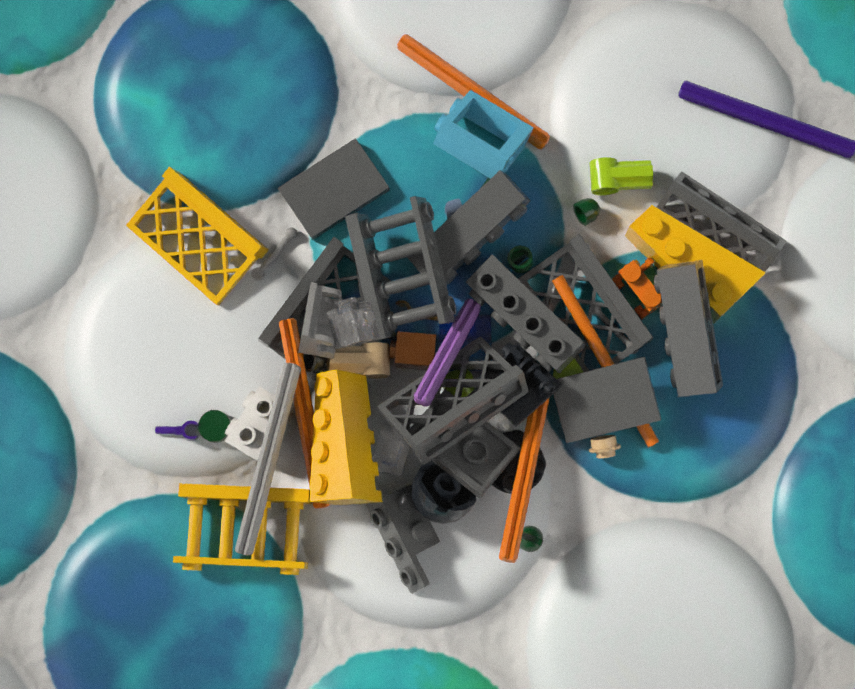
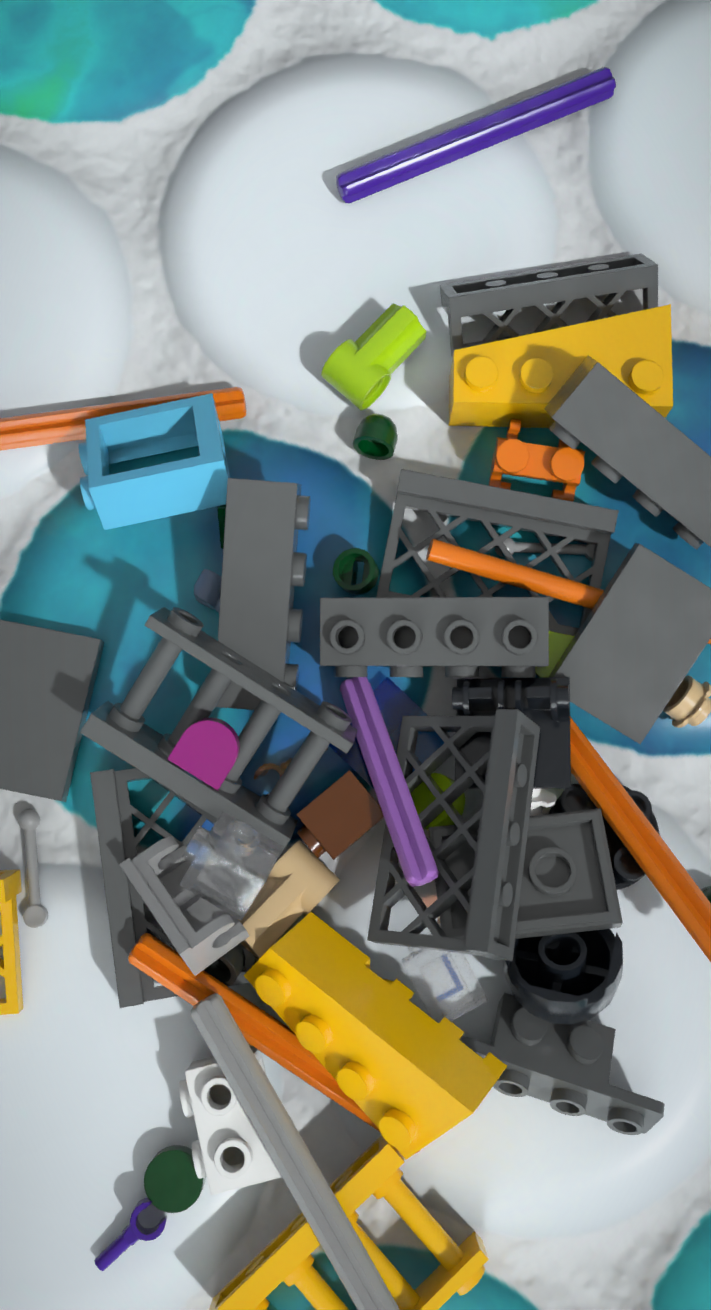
camera: 50 degrees left, 0 degrees up
(387, 271) = (207, 750): none -> magenta tile

